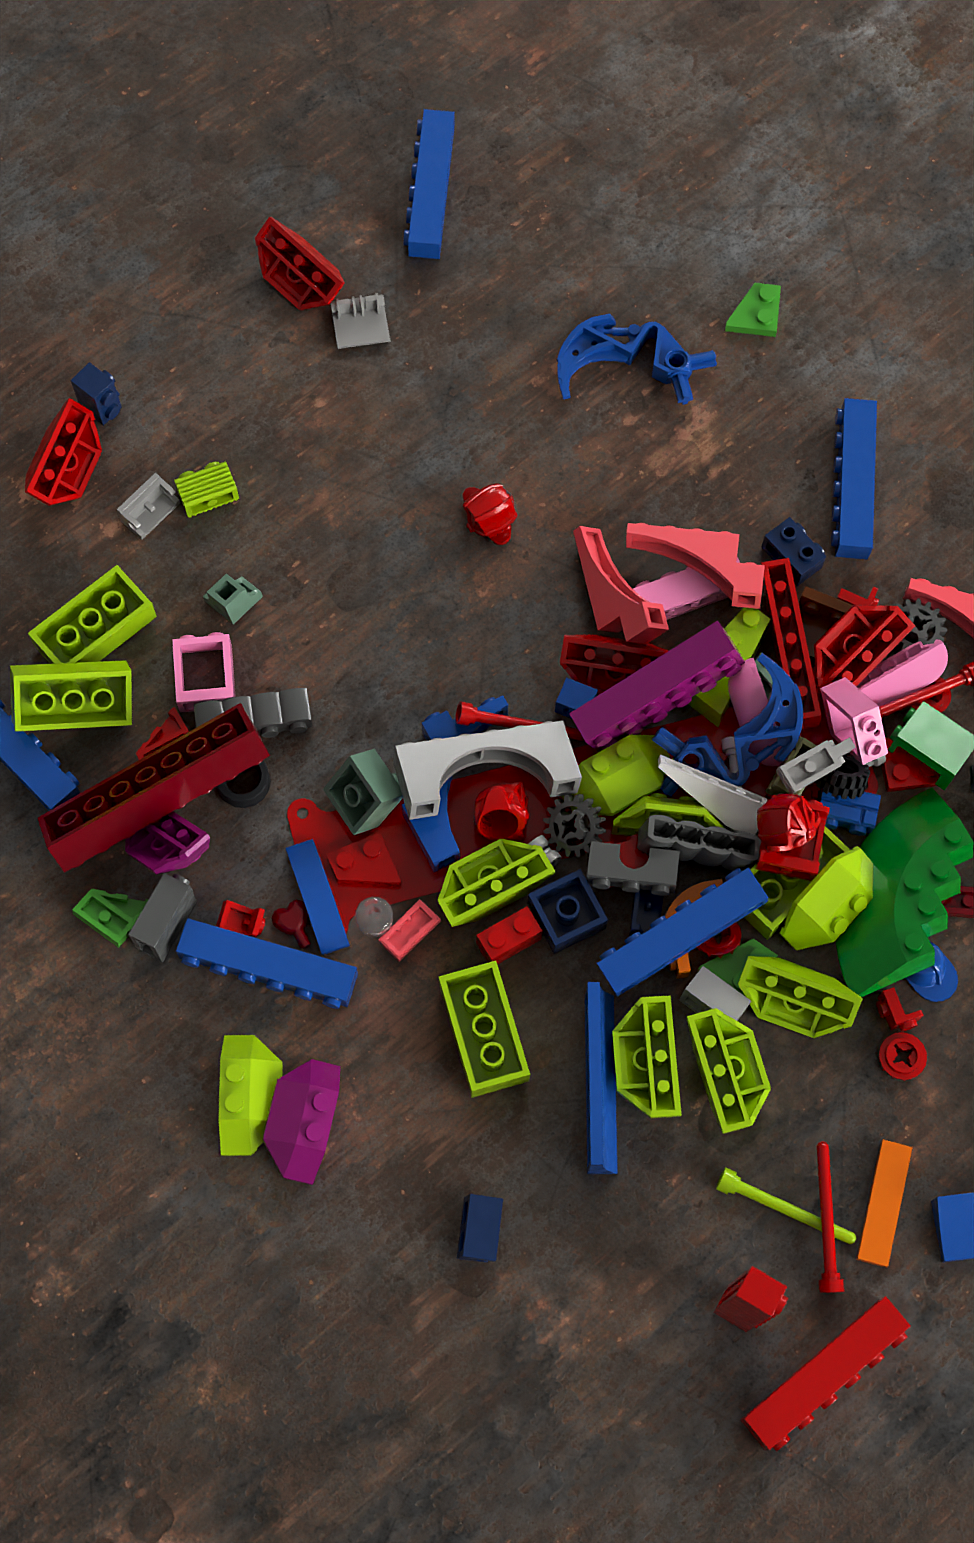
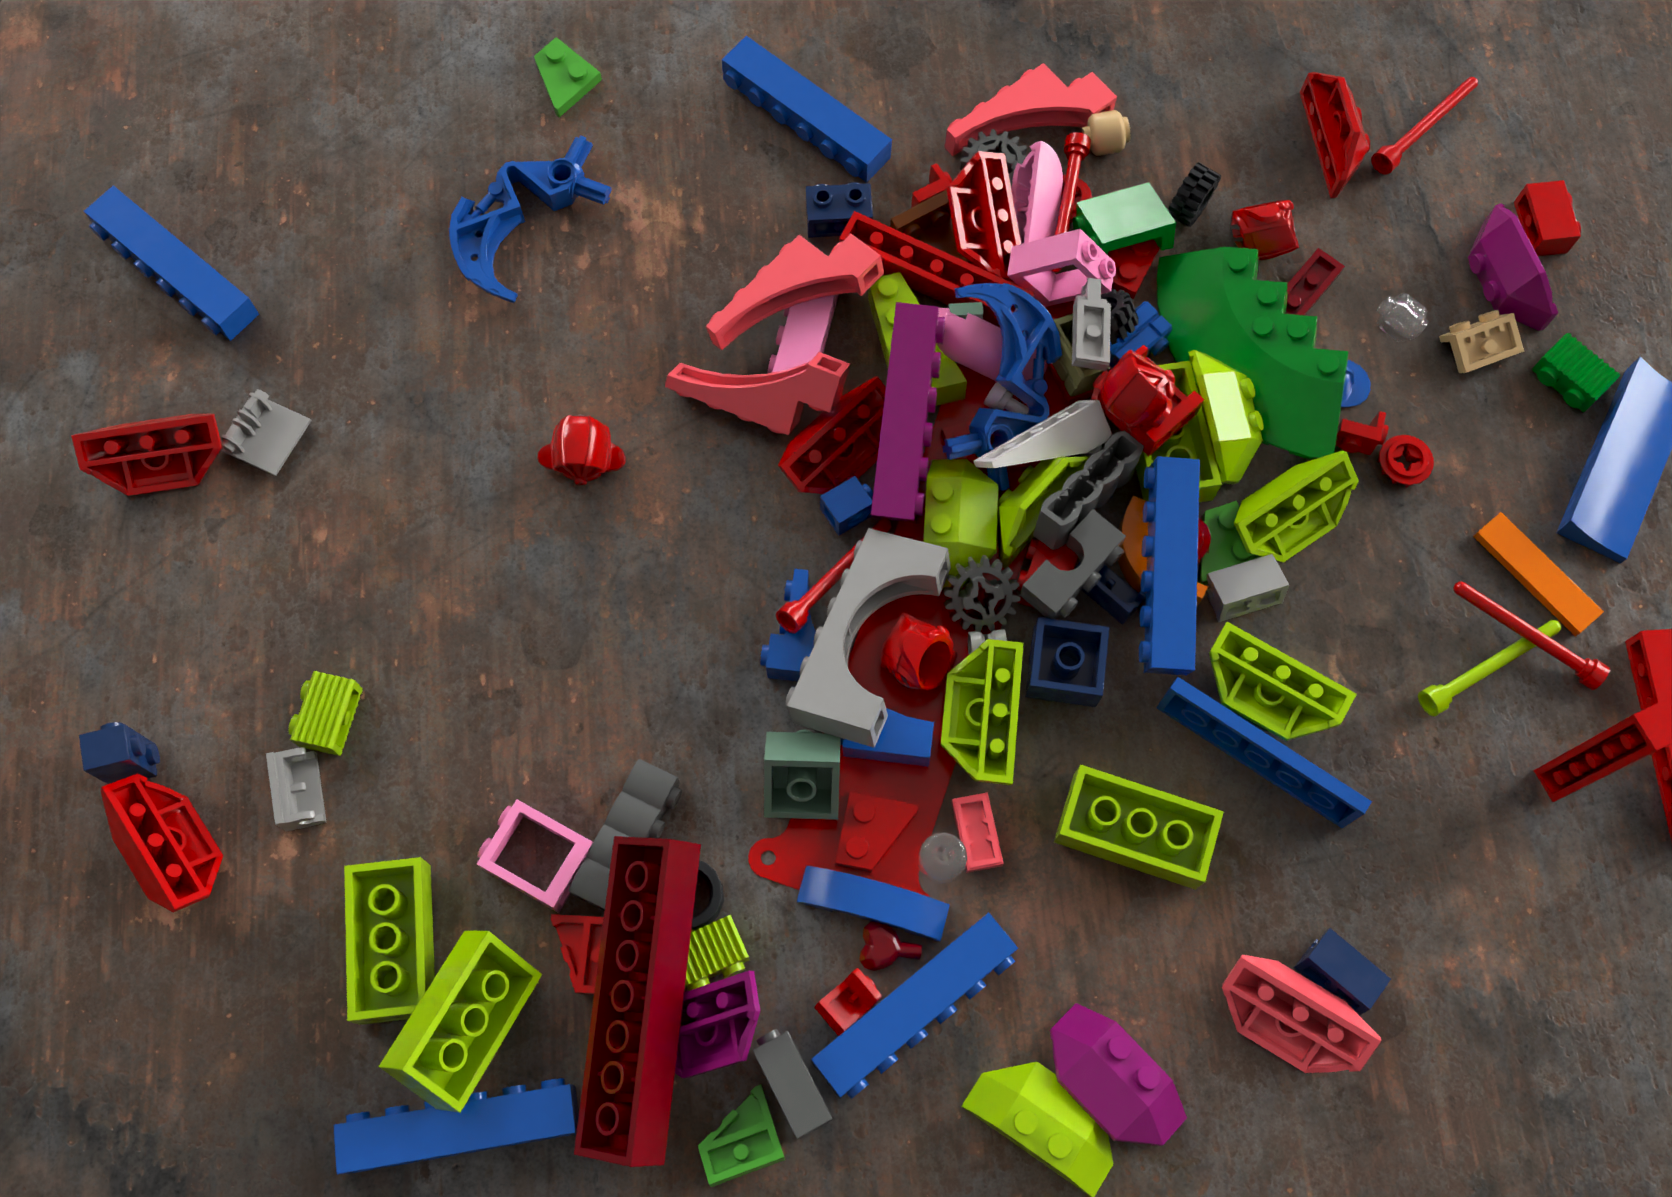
camera: 55 degrees left, 0 degrees up
(215, 816) = (714, 951): none -> lime brick
(232, 597) = (473, 769): sand green brick -> none
(426, 1209) = (1296, 1018): none -> coral wedge
(509, 936) = (1054, 737): red brick -> none
(729, 1068) = (1333, 621): lime wedge -> none

